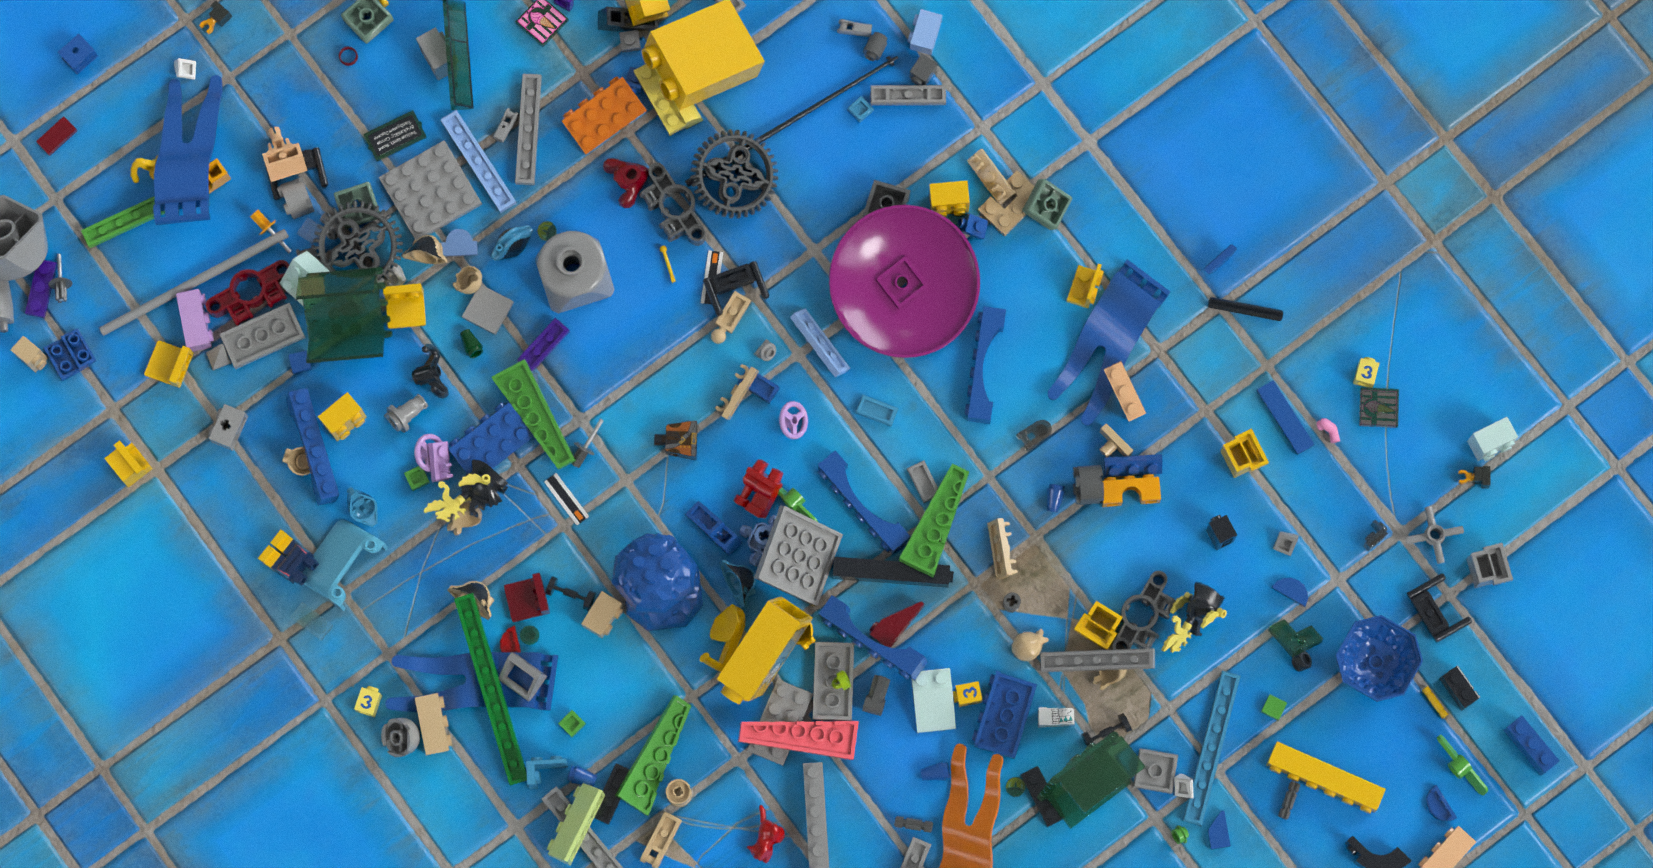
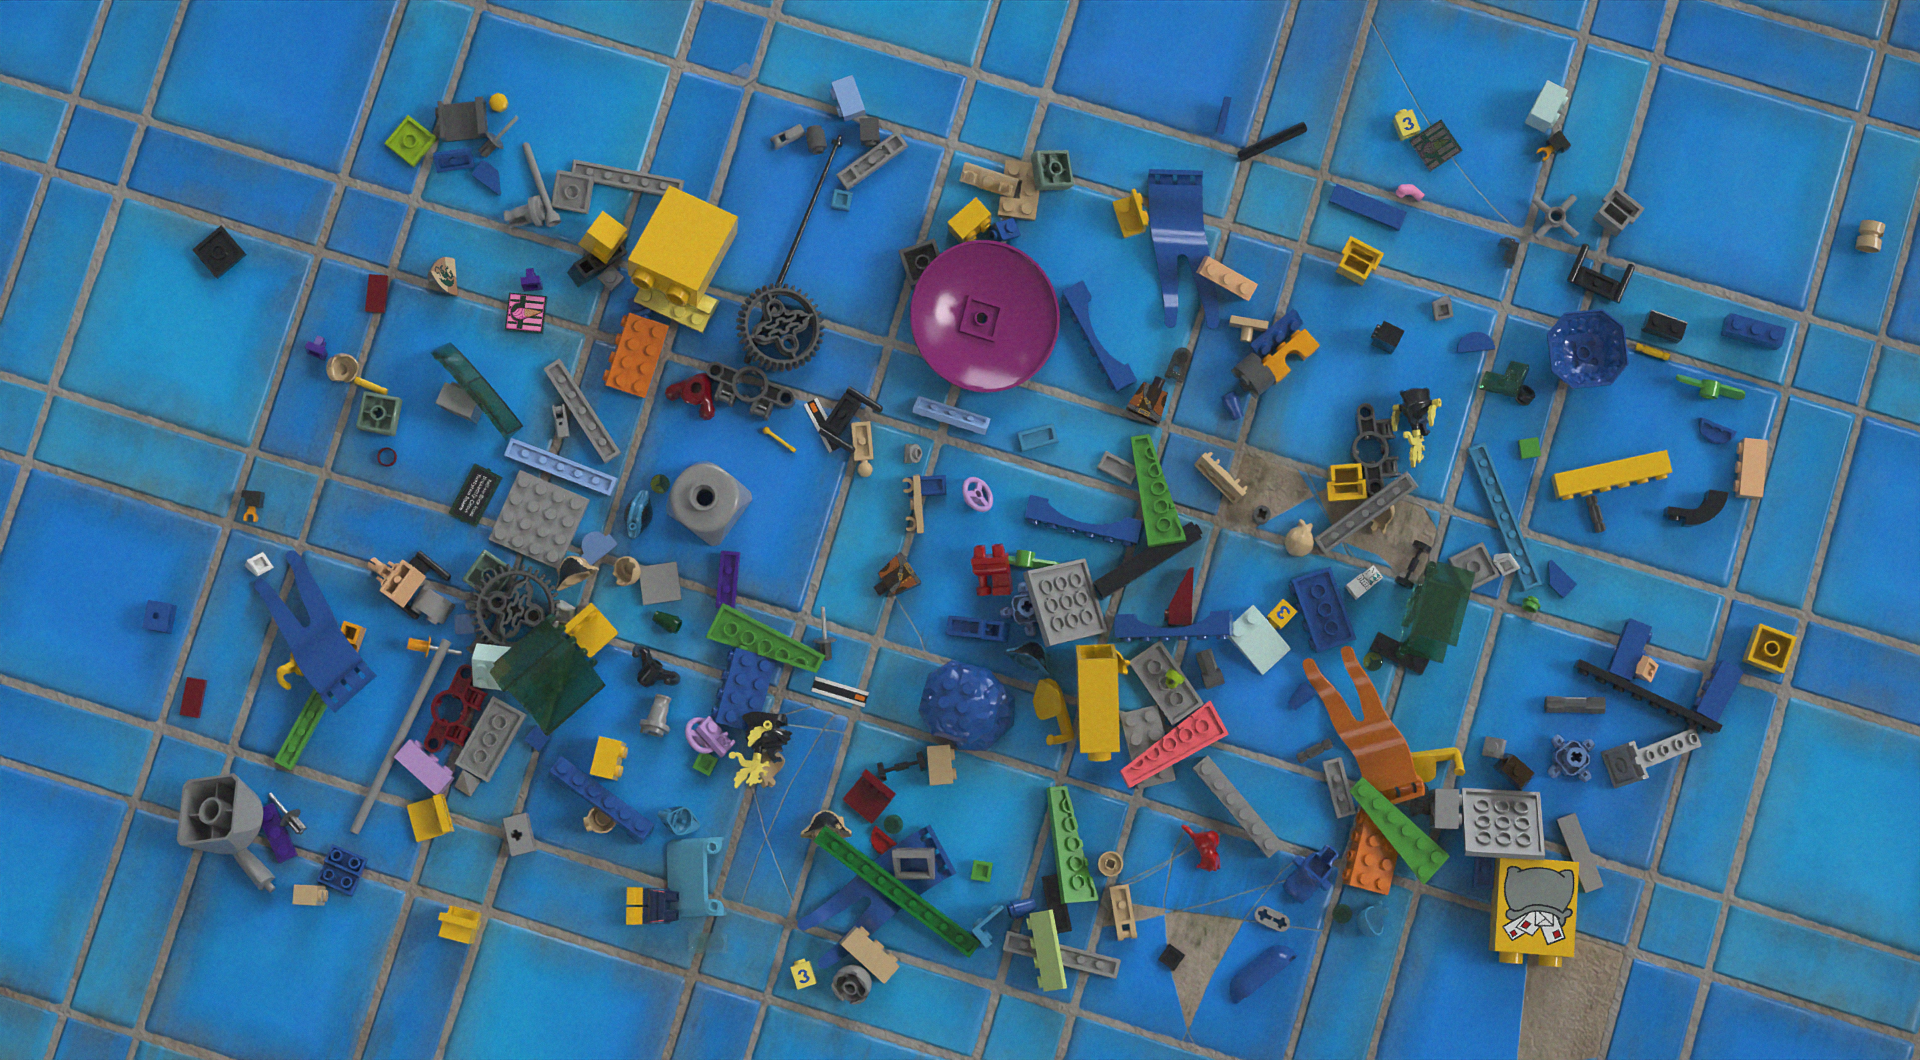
camera: 30 degrees left, 5 degrees up
(989, 445) = (1149, 401): none -> torso

